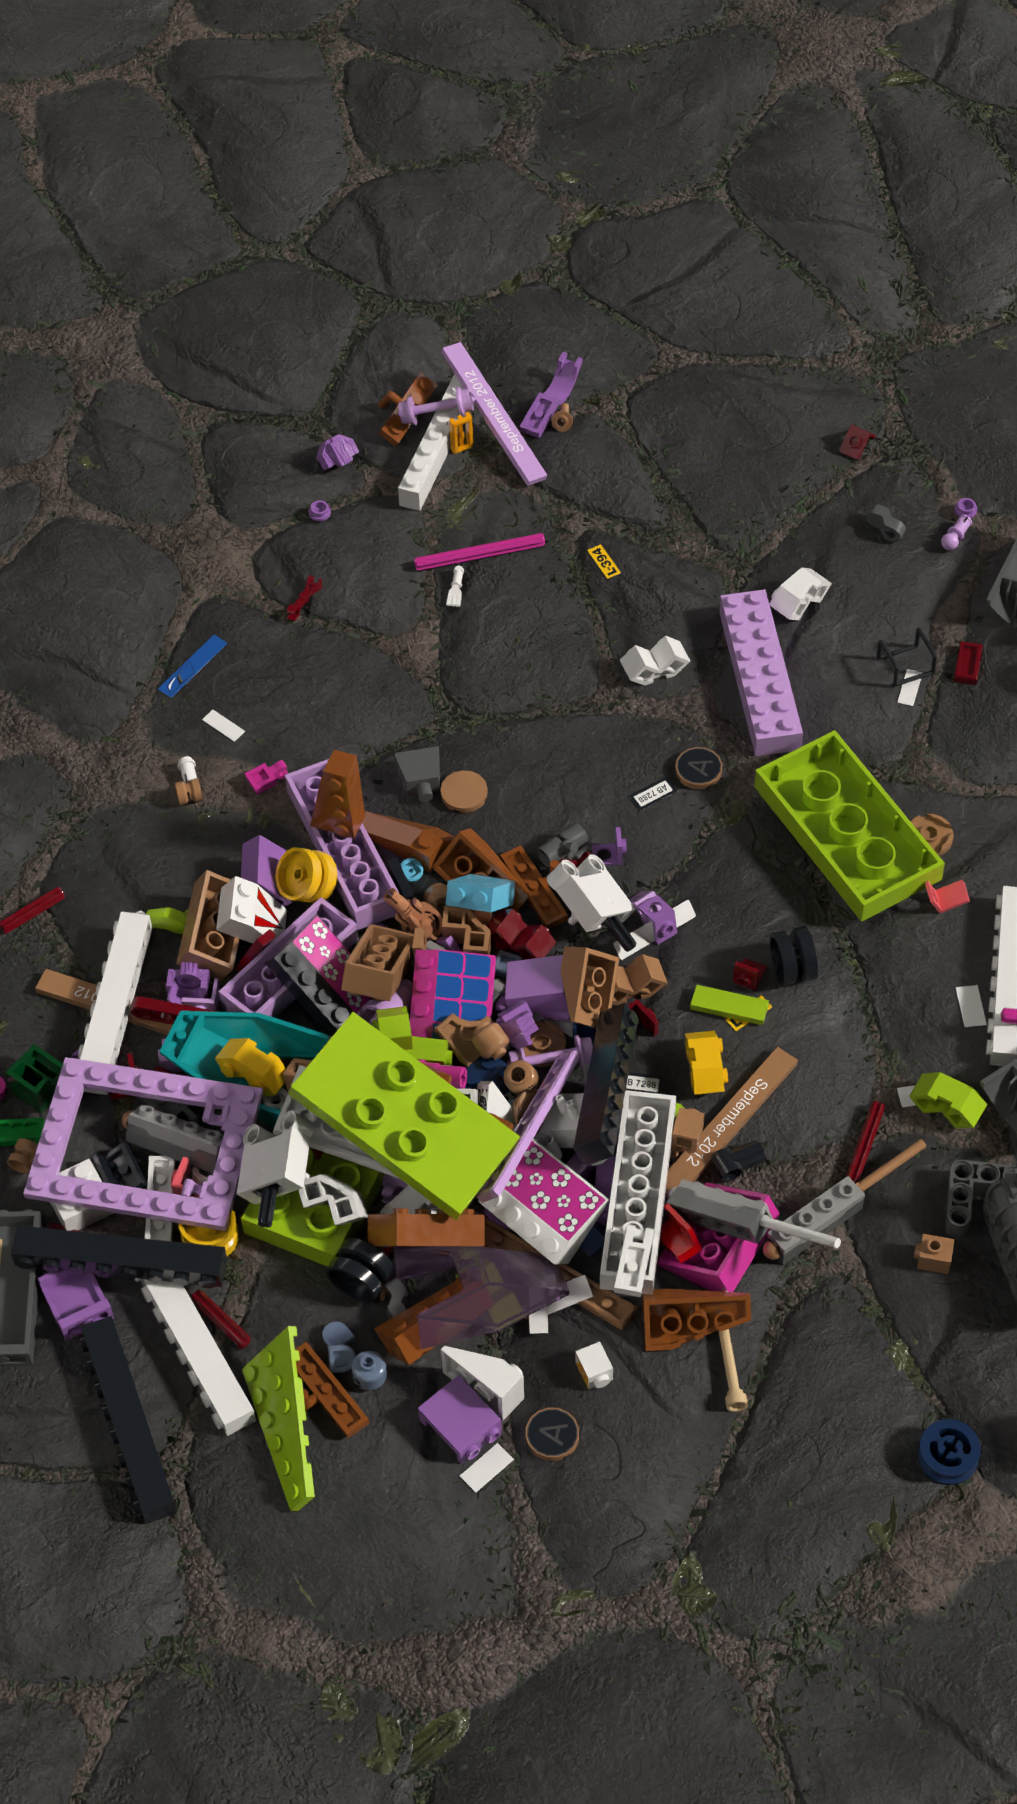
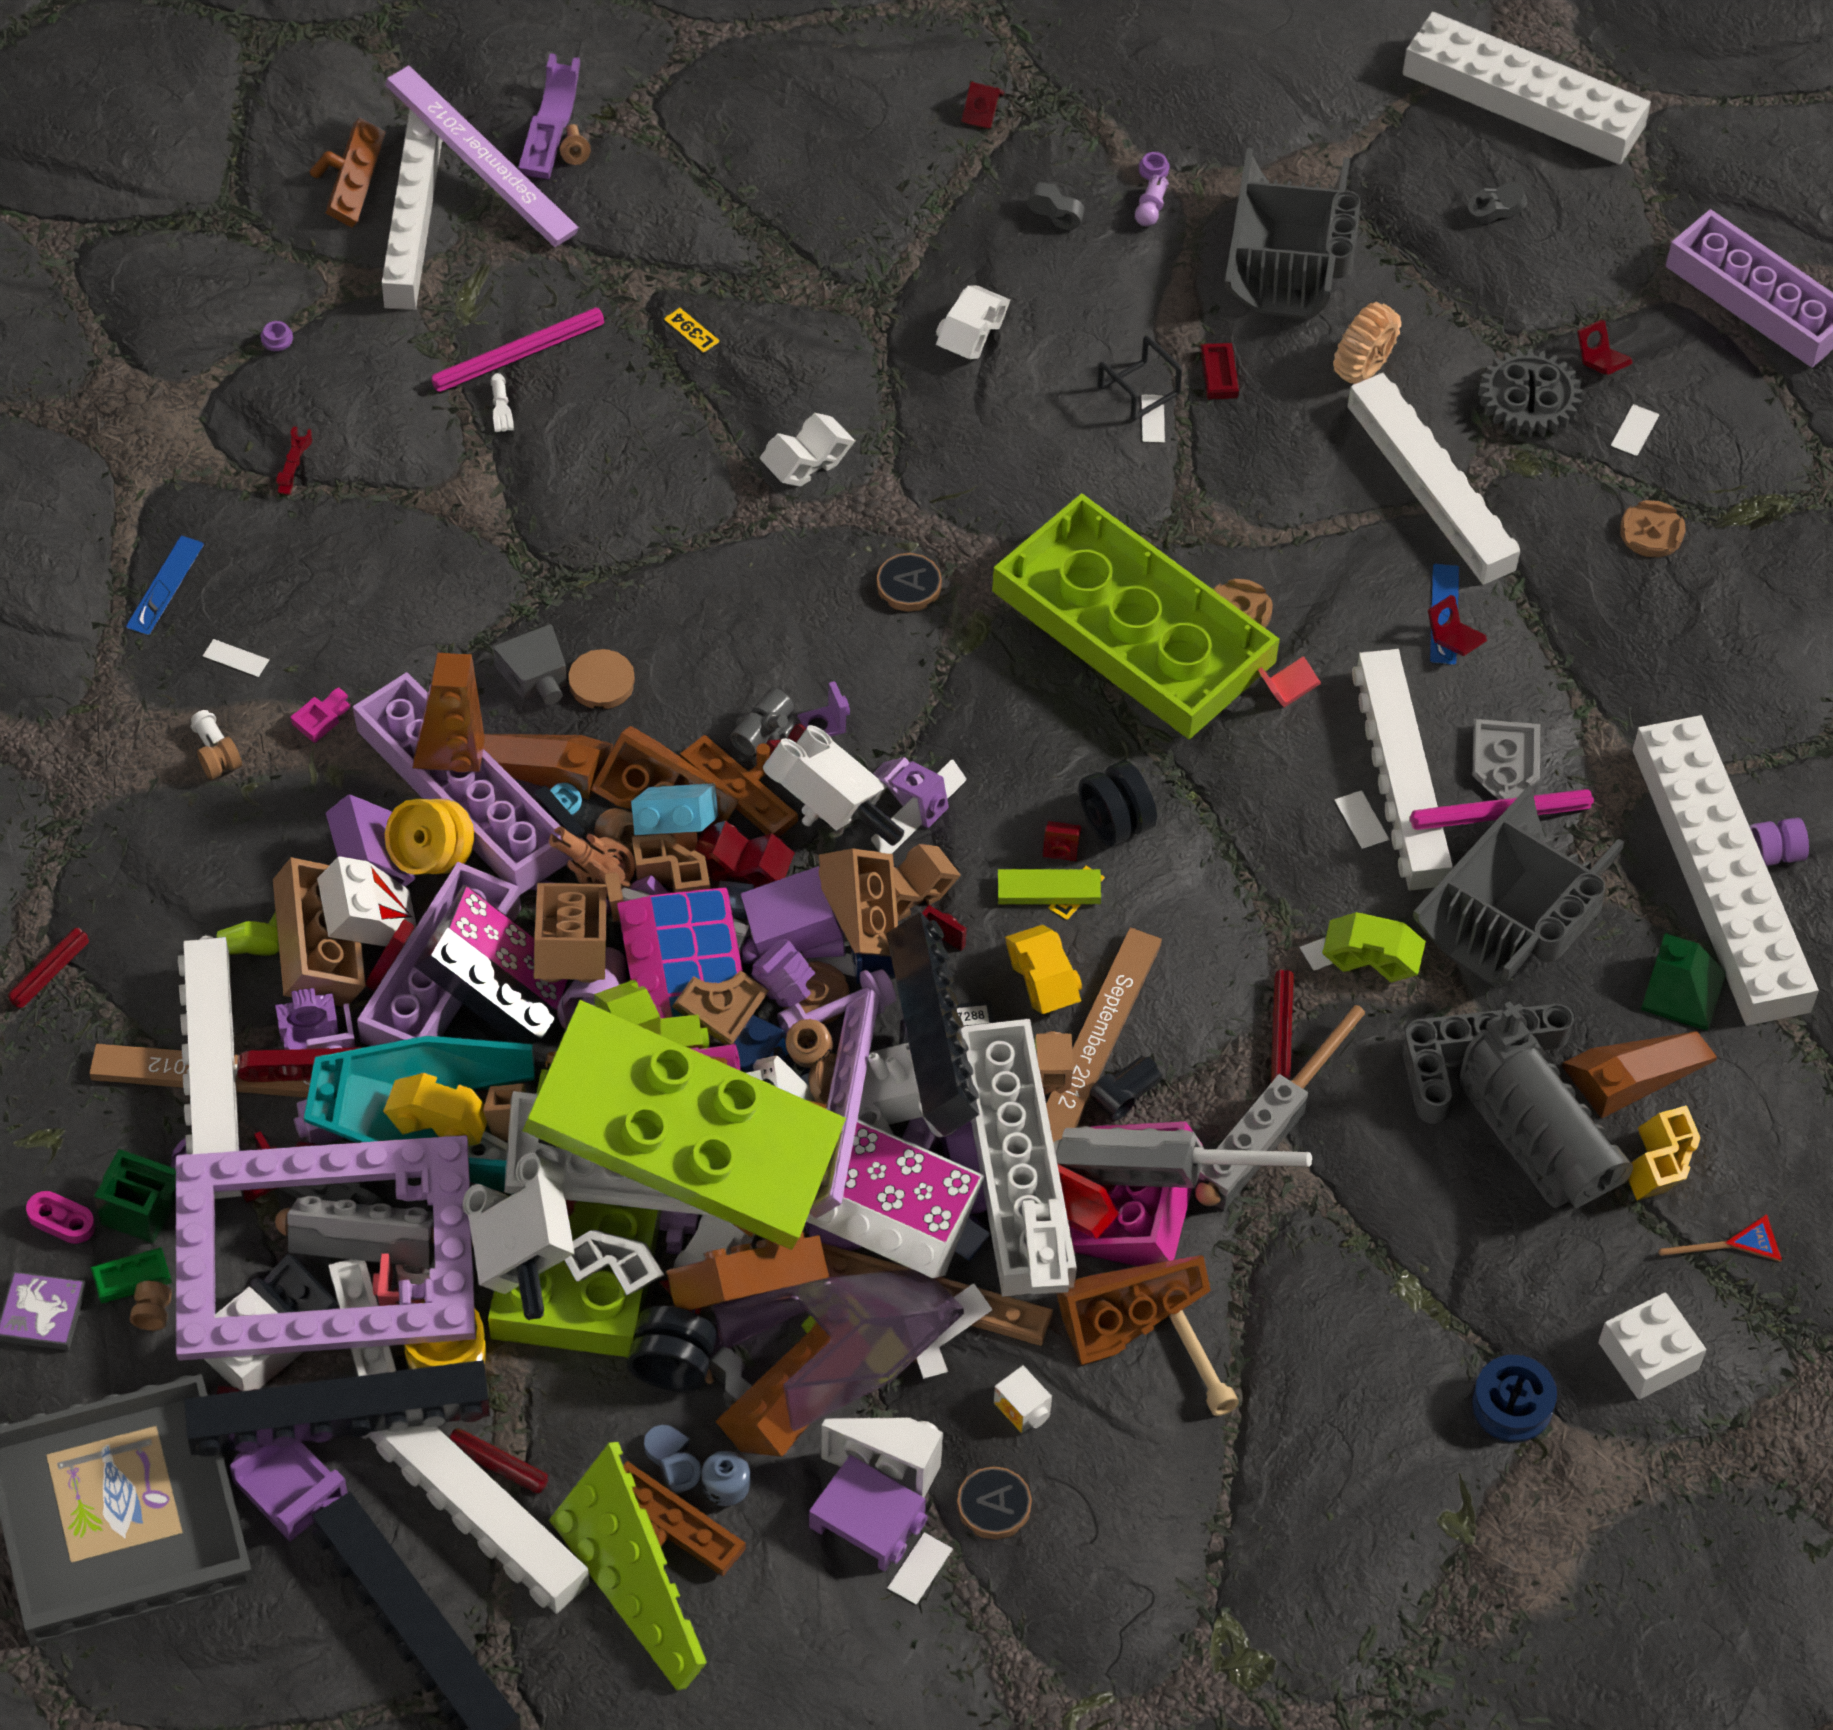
camera: 20 degrees left, 0 degrees up
(336, 451) = (275, 249): medium lavender hair -> none
(459, 441) = (440, 194): light orange tile -> none
(463, 400) = (363, 175): lavender piece -> none
(490, 1040) = (755, 1002): medium nougat head -> none
(653, 793) = (857, 628): sticker -> none
(760, 673) = (953, 438): lavender brick -> none
(934, 1253) = (1417, 1149): medium nougat brick -> none

